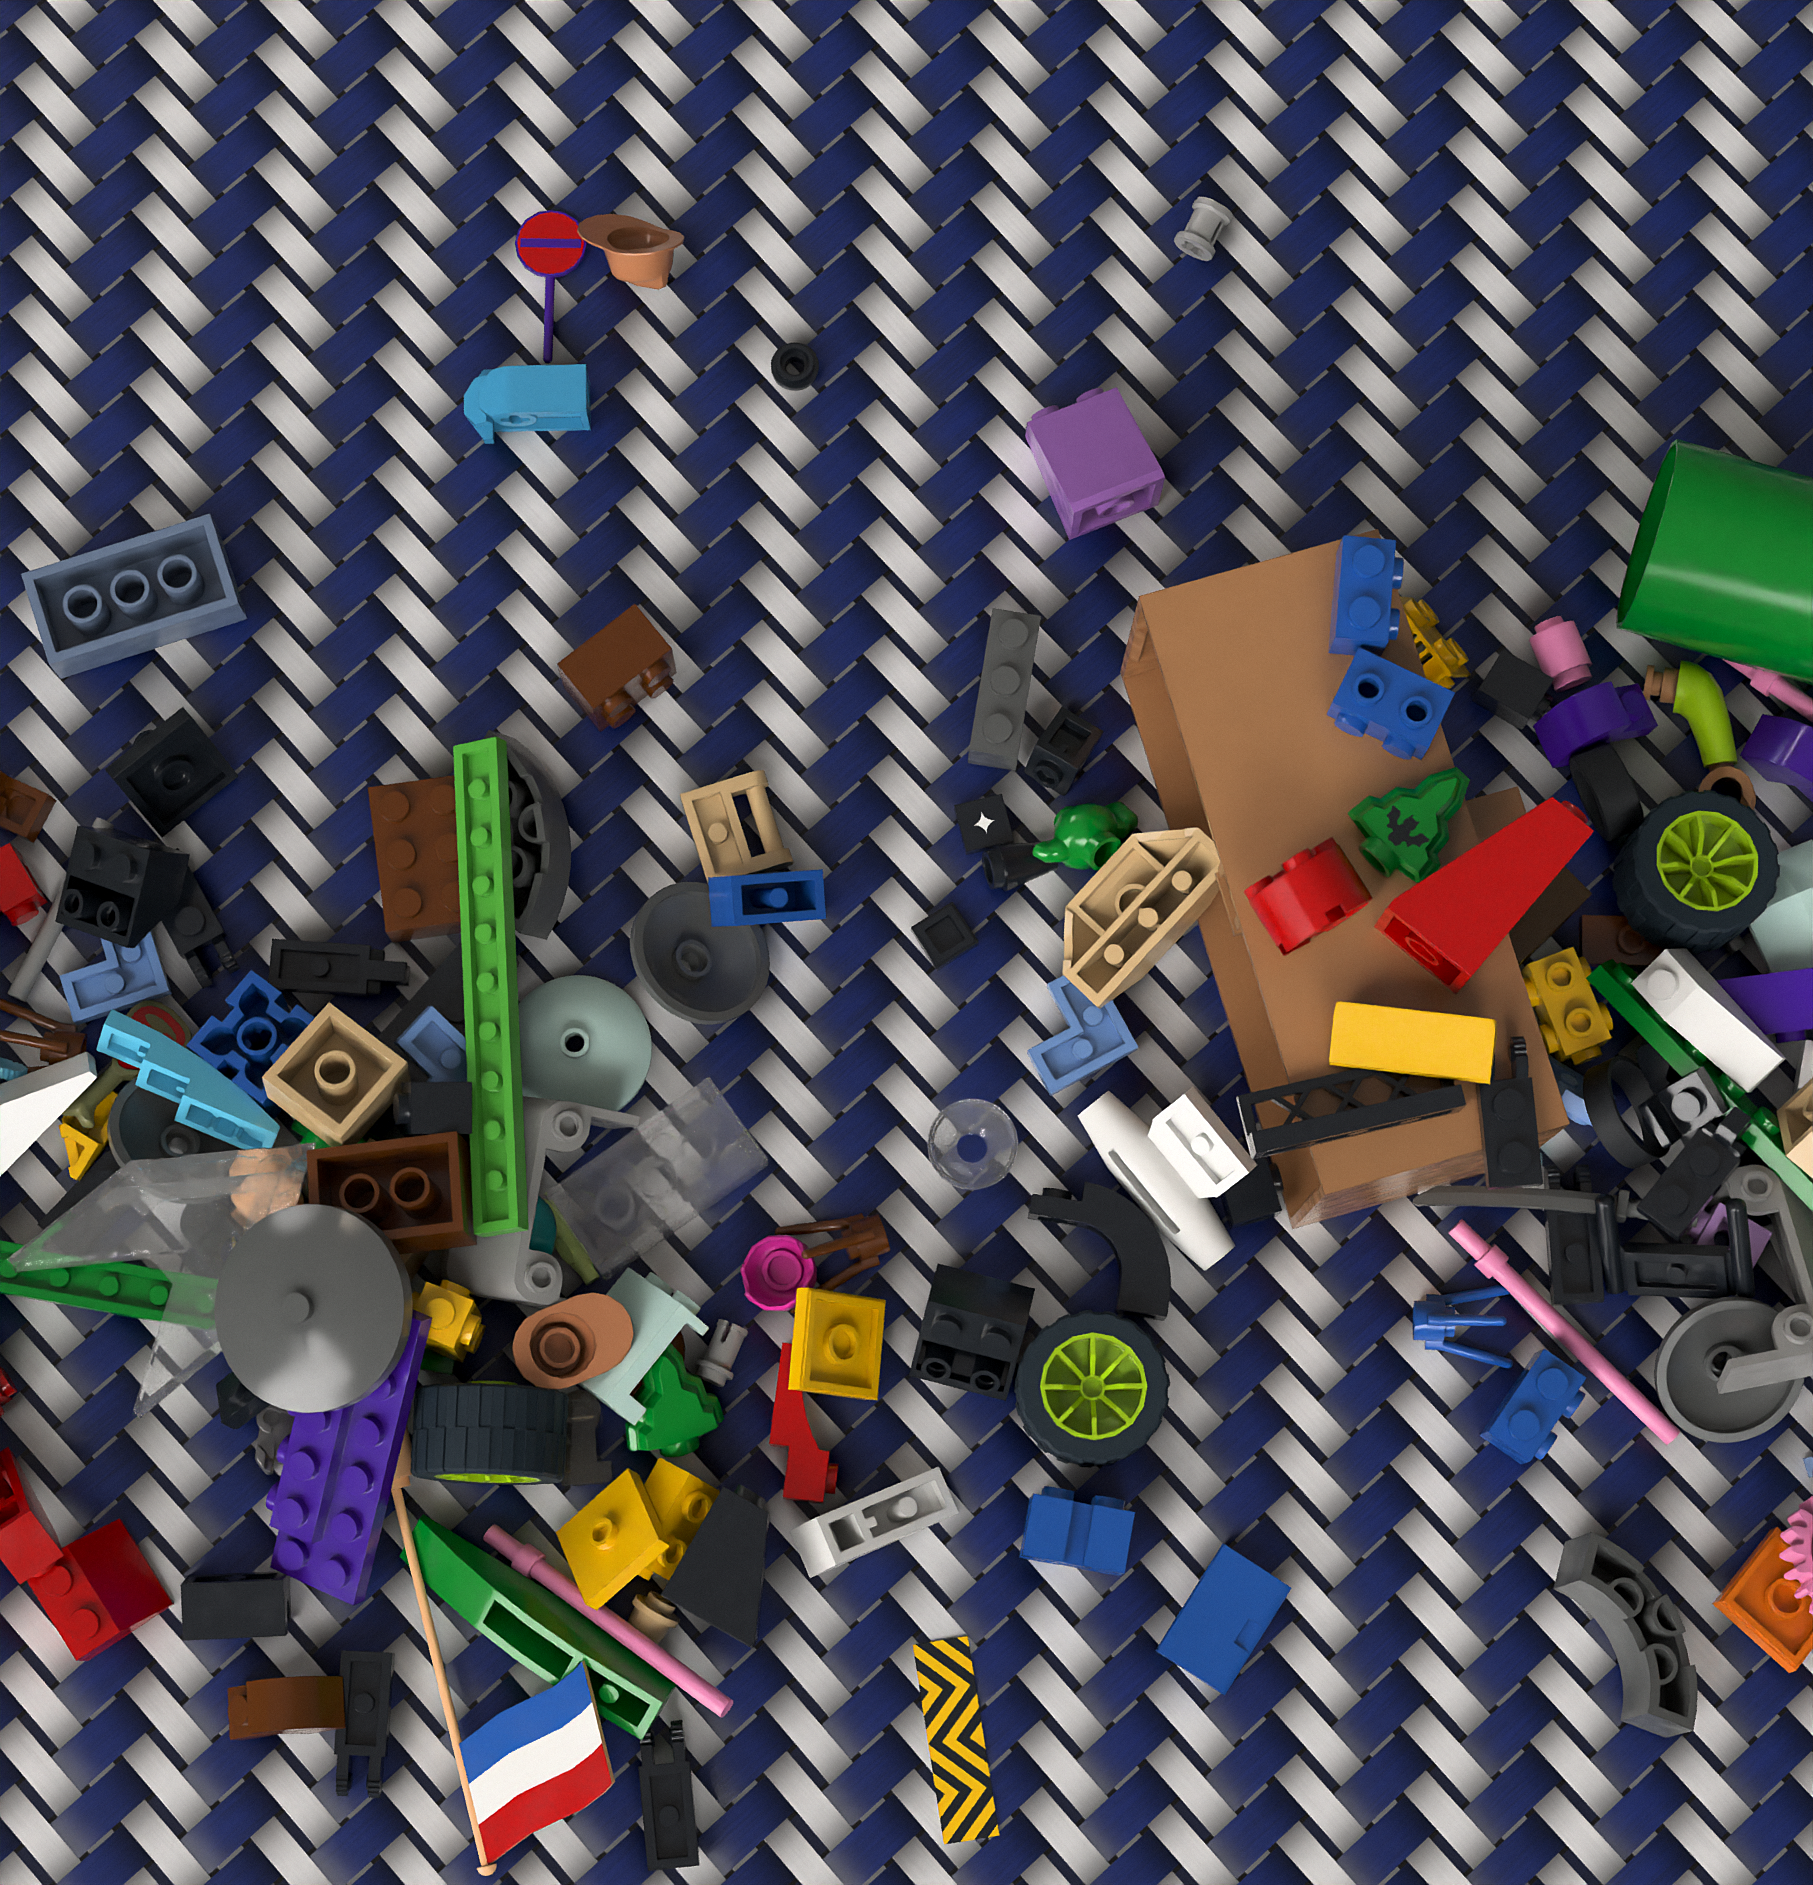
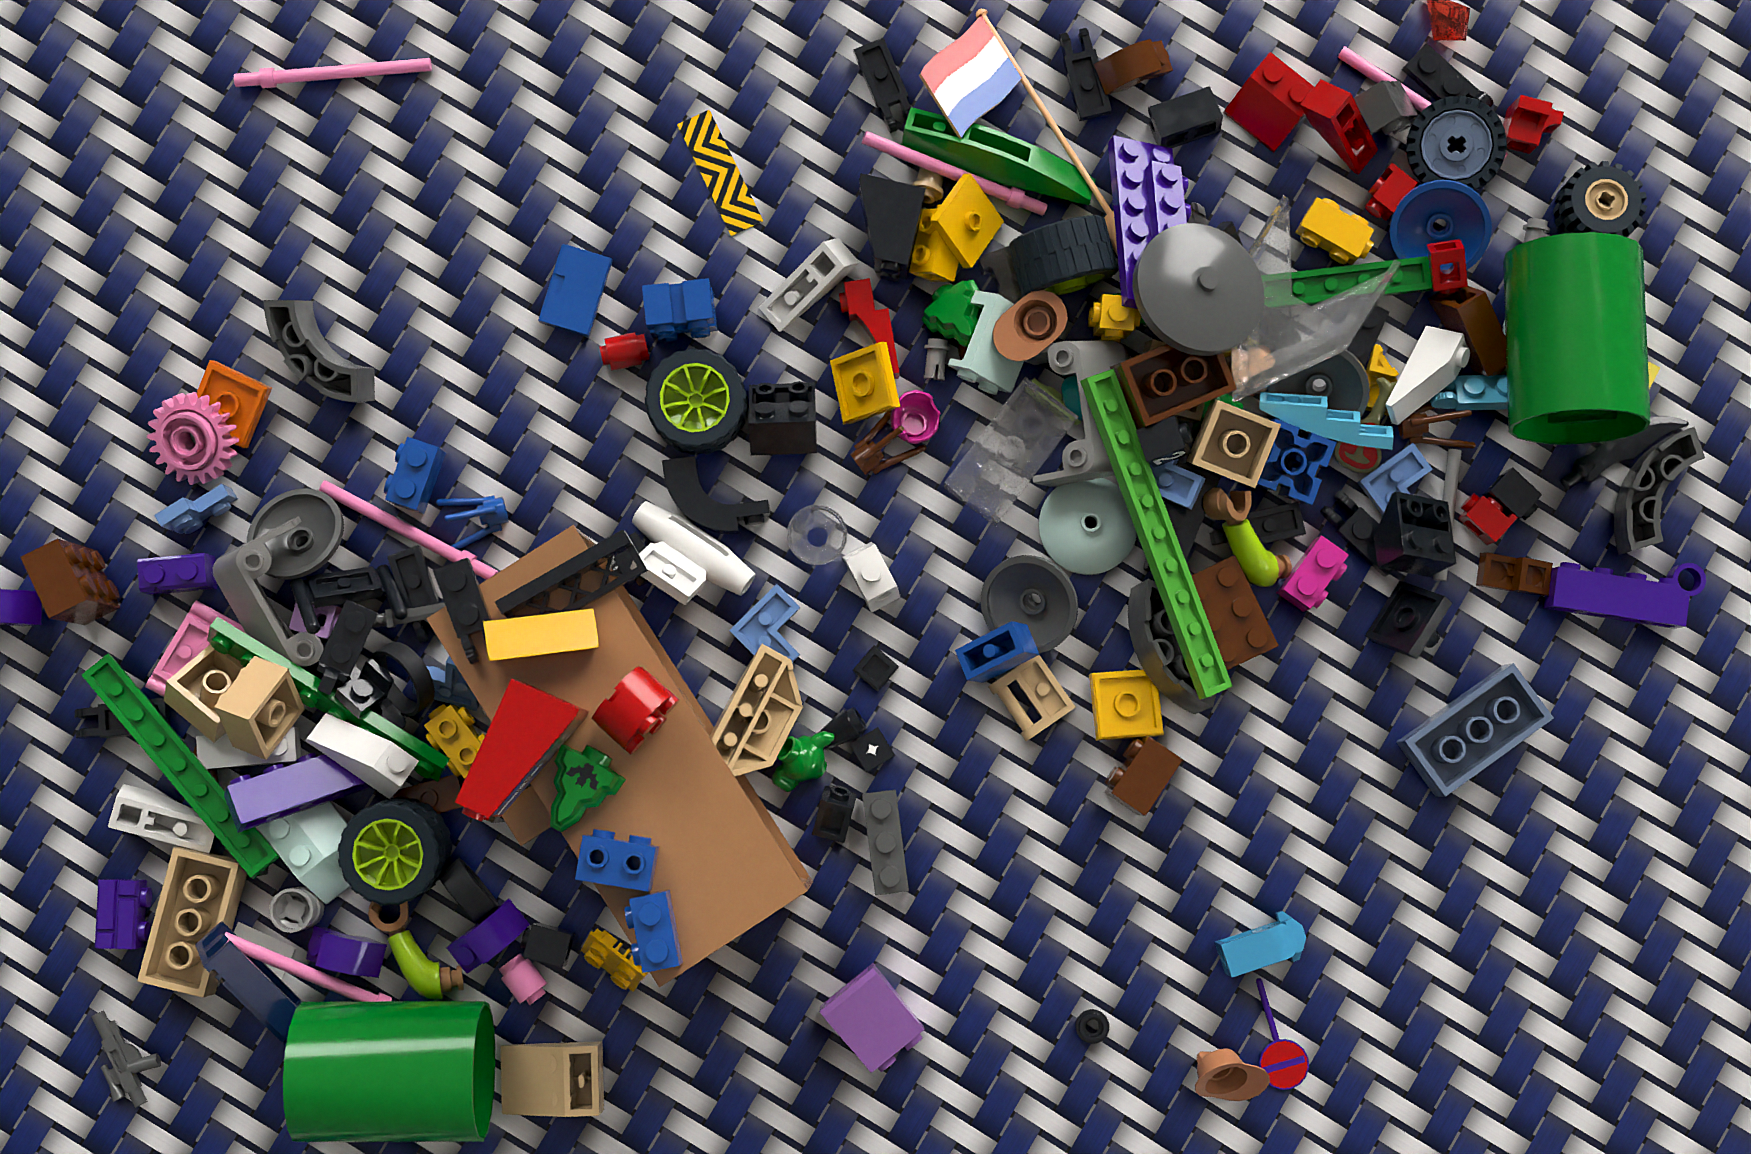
camera: 165 degrees right, 5 degrees up
(63, 1350) = (1335, 231): none -> yellow brick
(282, 878) = (1312, 574): none -> dark pink brick
(359, 915) = (1257, 564): none -> piece
(609, 777) = (1125, 705): none -> yellow plate
(913, 1067) = (872, 576): none -> white torso
(1175, 1503) = (624, 351): none -> red brick
(1555, 509) = (552, 1079): none -> tan slope

